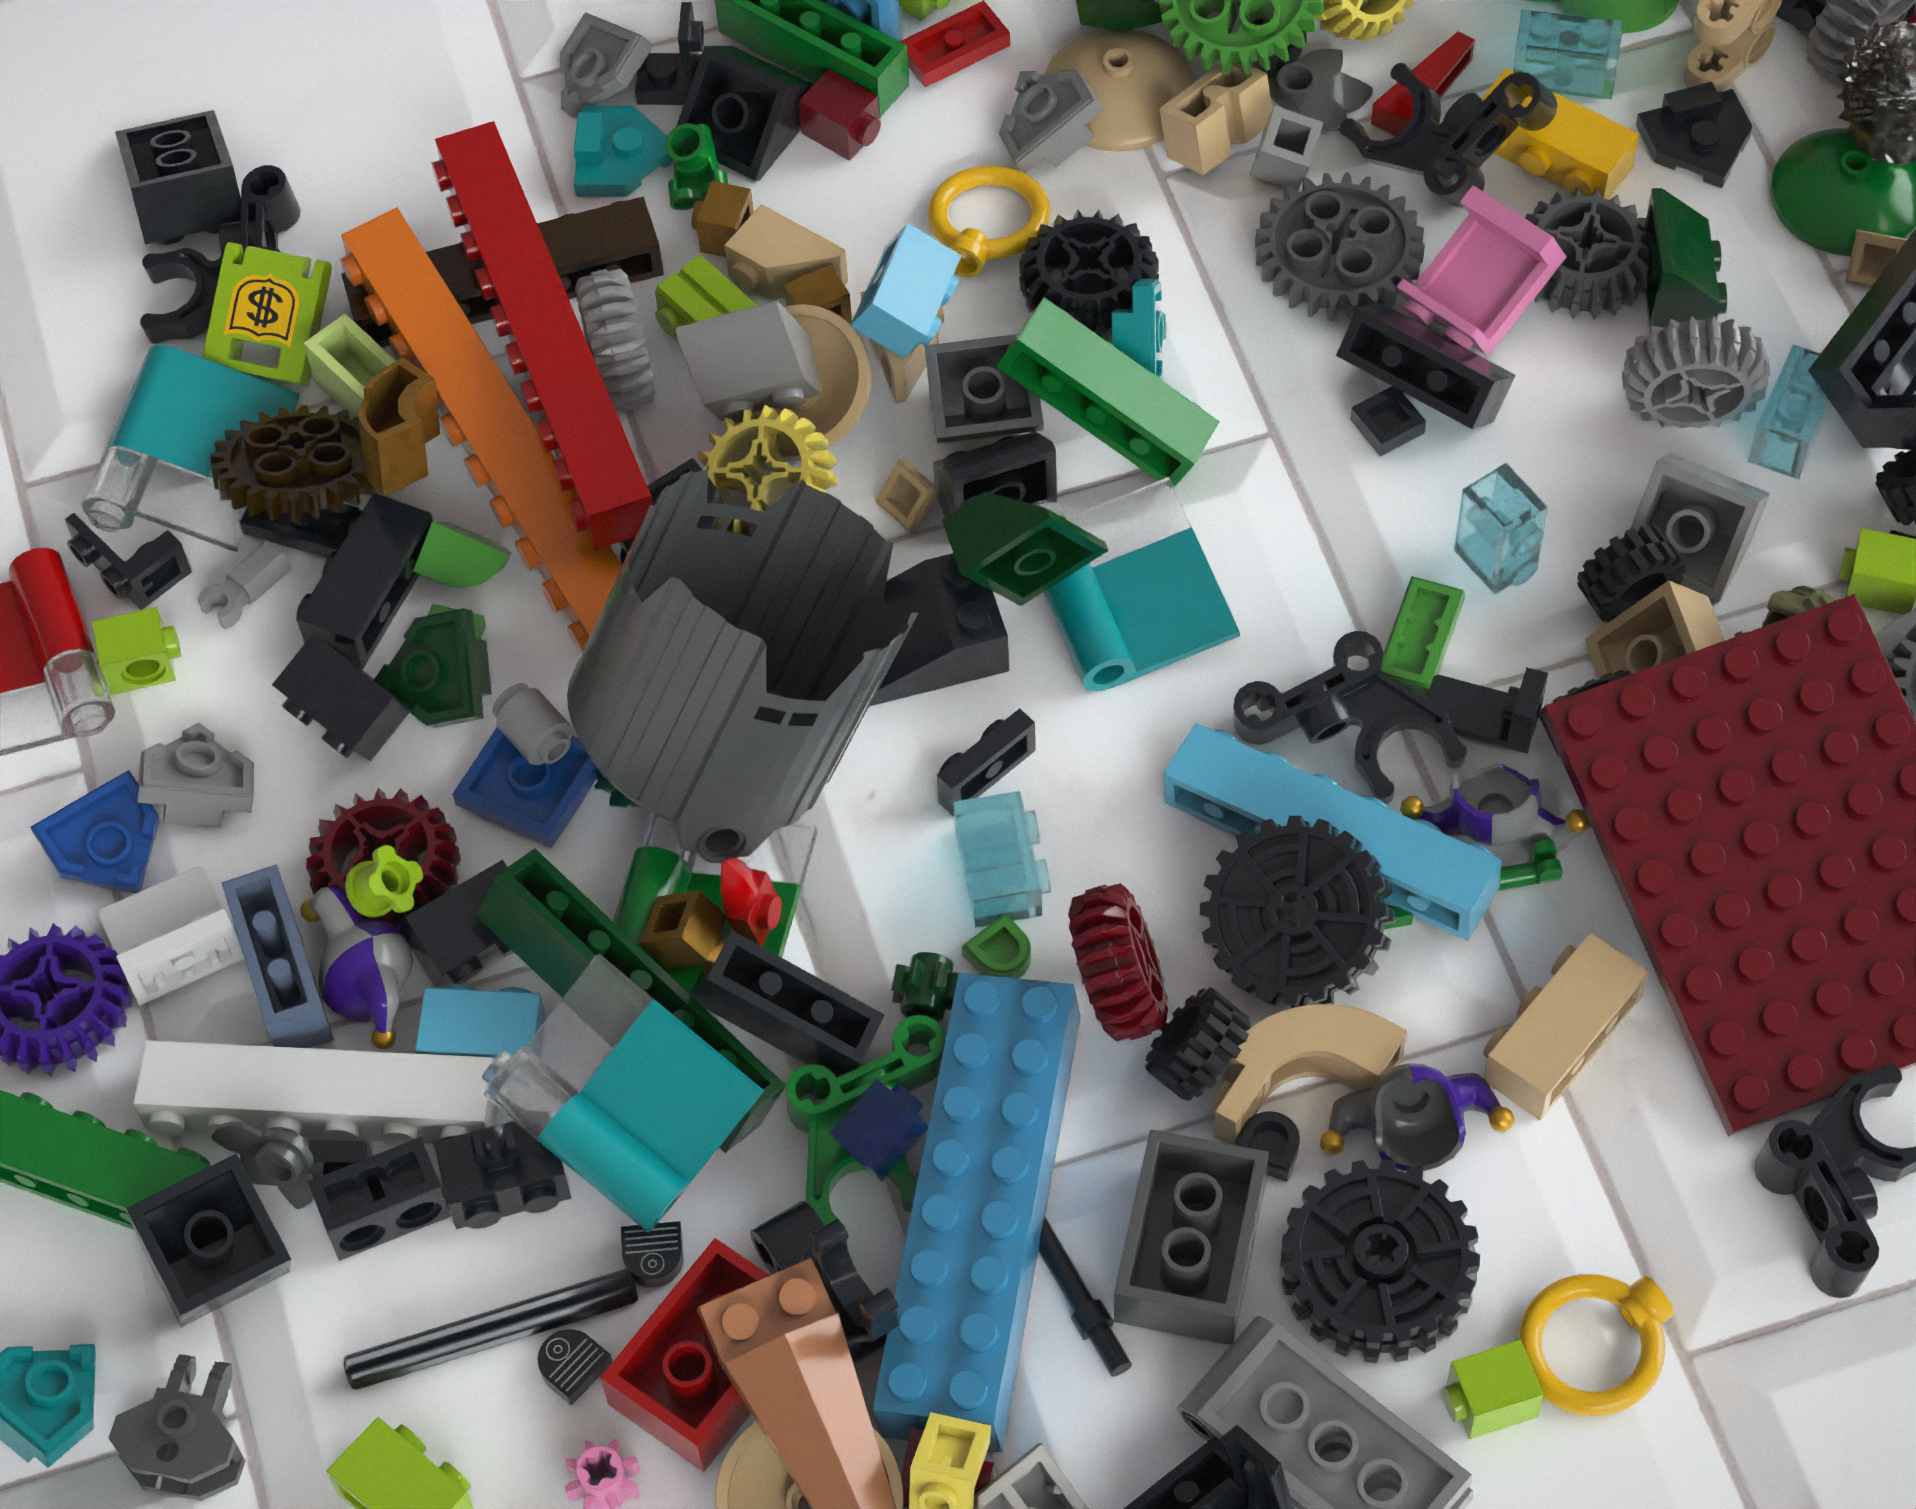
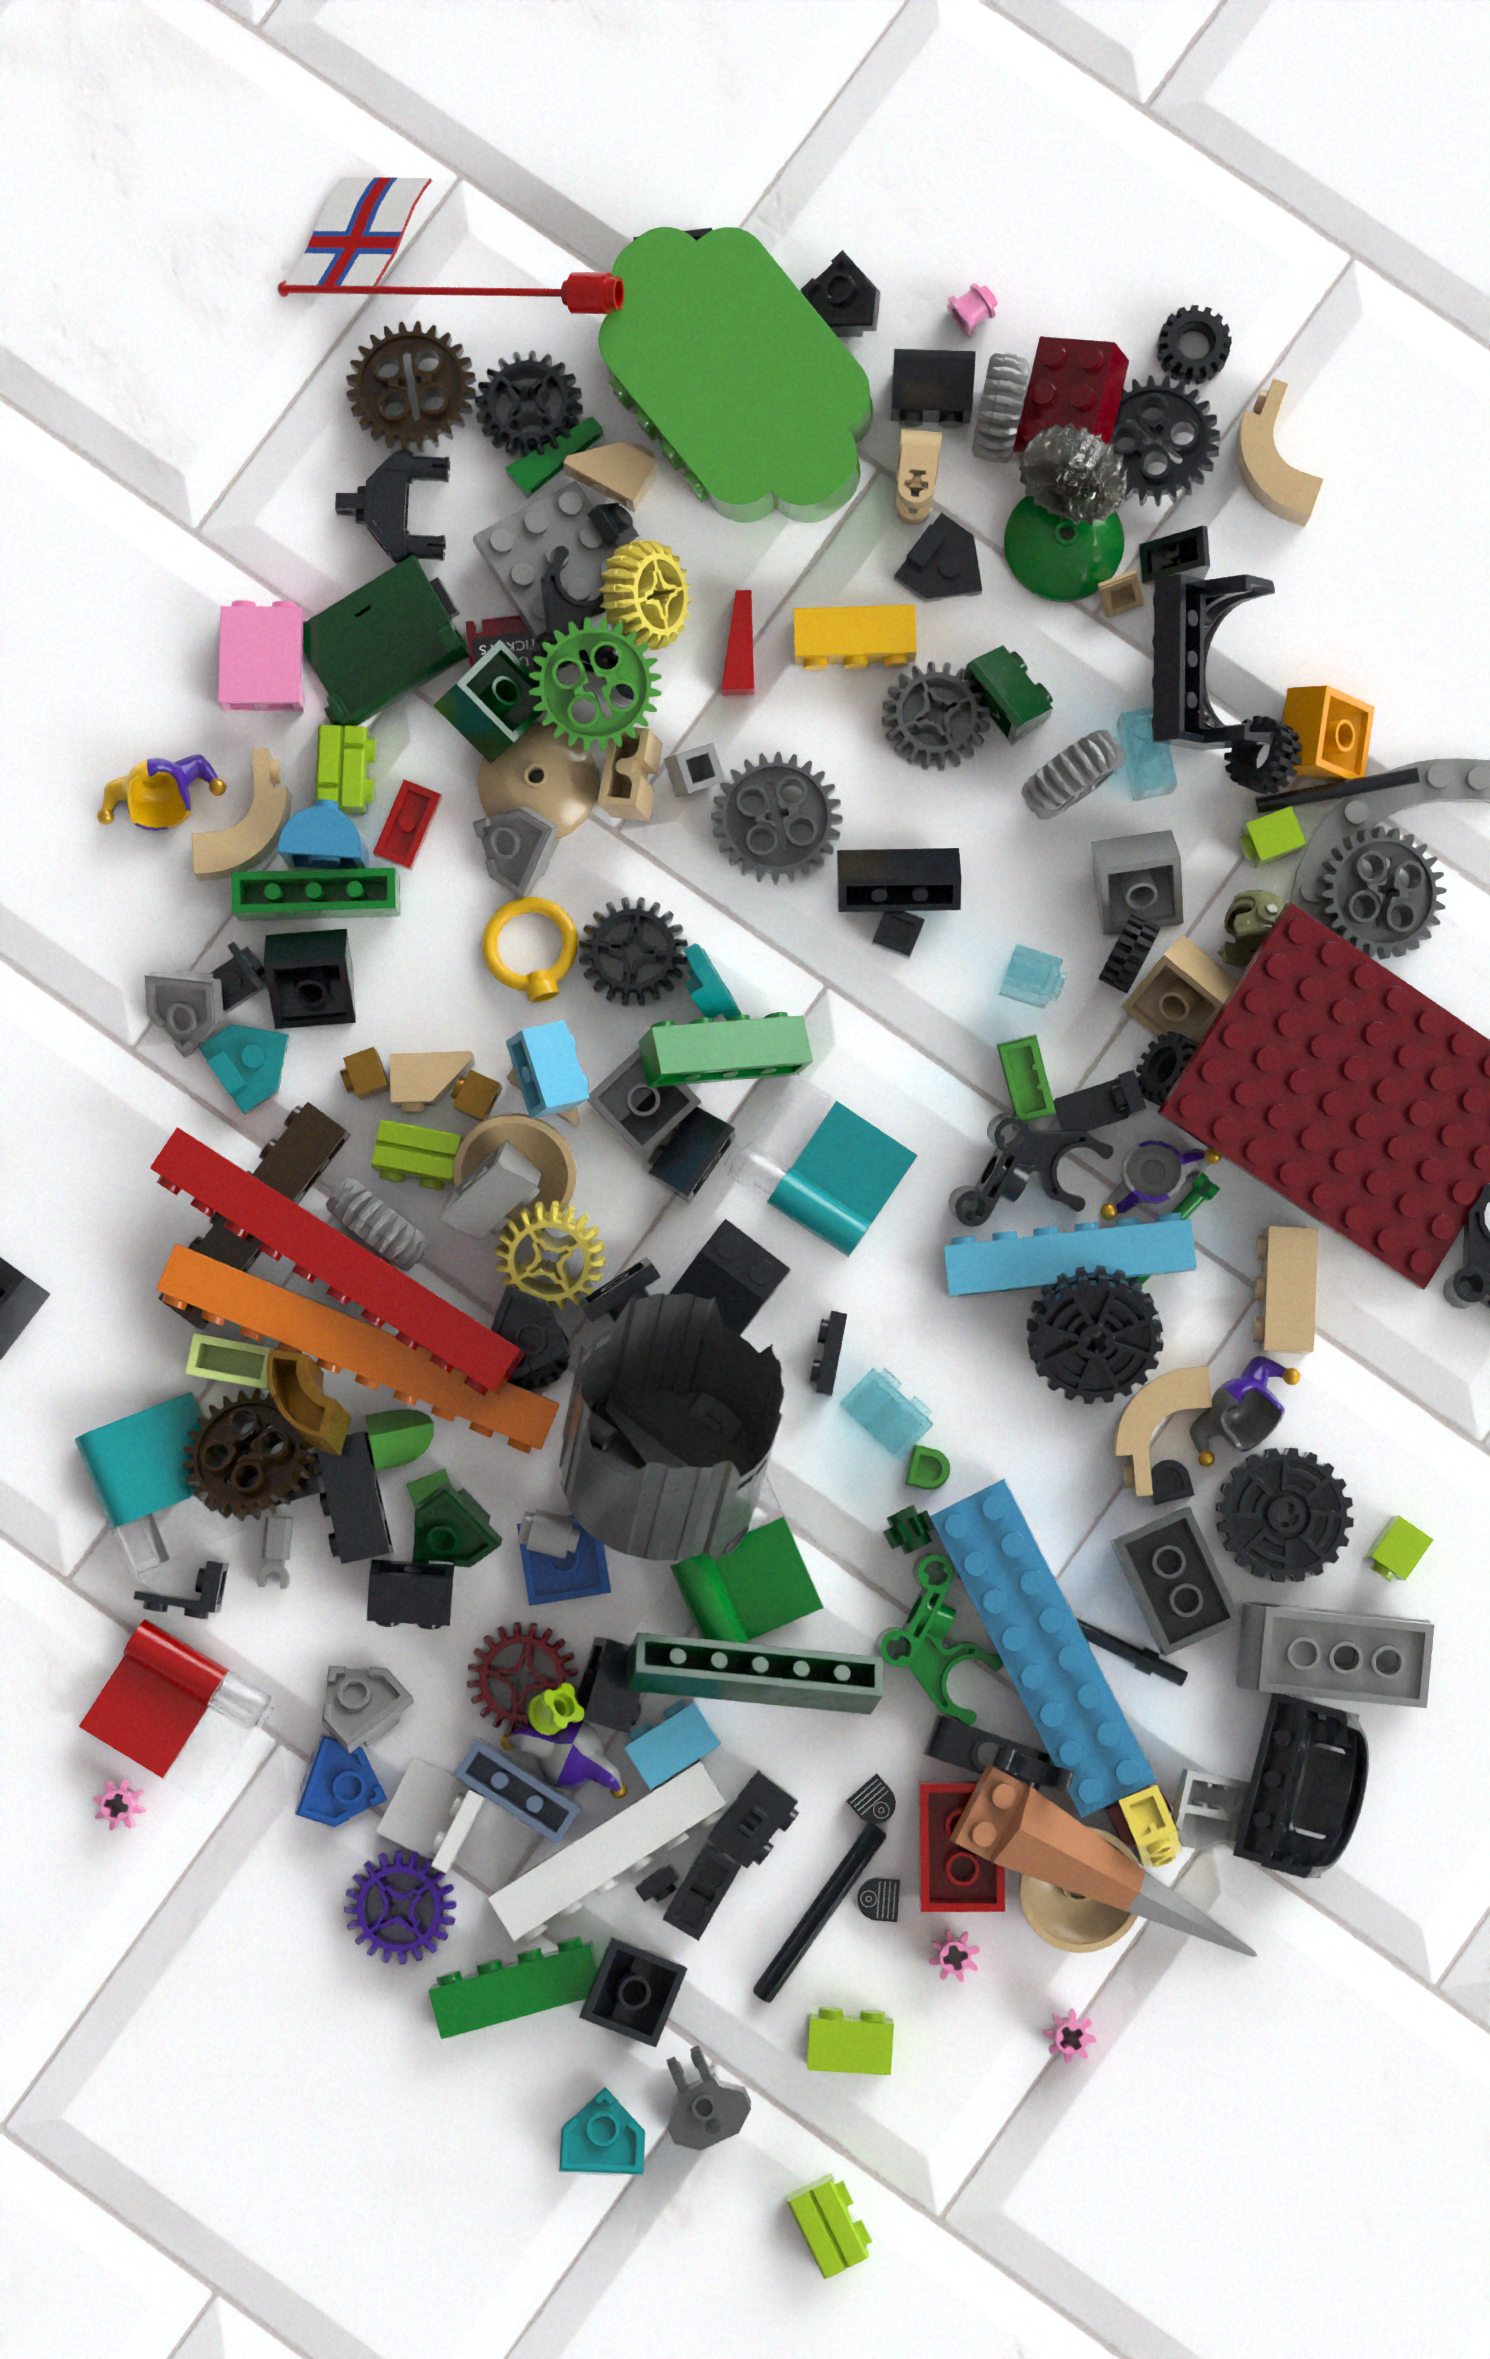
camera: 35 degrees left, 25 degrees up
(136, 650) = (251, 1648): lime brick -> none
(266, 210) = (79, 1328): black piece -> none
(268, 305) = (132, 1355): lime container -> none
(271, 1158) = (630, 1913): dark grey plate -> none
(622, 1093) = (801, 1740): teal door -> none
(682, 929) = (745, 1601): pearl gold plate -> none
(694, 164) = (319, 1055): green plate -> none
(749, 900) = (775, 1558): red plate -> none
(786, 1005) = (847, 1611): black brick -> none
(839, 114) = (378, 937): dark red brick -> none
(881, 1128) = (960, 1648): clear blue brick -> none
(907, 495) = (641, 1197): tan slope -> none
(1017, 546) = (753, 1207): dark green slope -> none
(1118, 962) = (1016, 1443): dark red gear -> none
(1197, 1044) = (1095, 1459): black tyre -> none
(1319, 88) = (681, 695): dark grey plate -> none
(1465, 137) = (803, 693): black piece -> none
(1483, 274) = (888, 788): bright pink panel -> none
(1569, 52) = (819, 560): clear light blue brick -> none
(1642, 1307) = (1447, 1439): yellow piece -> none

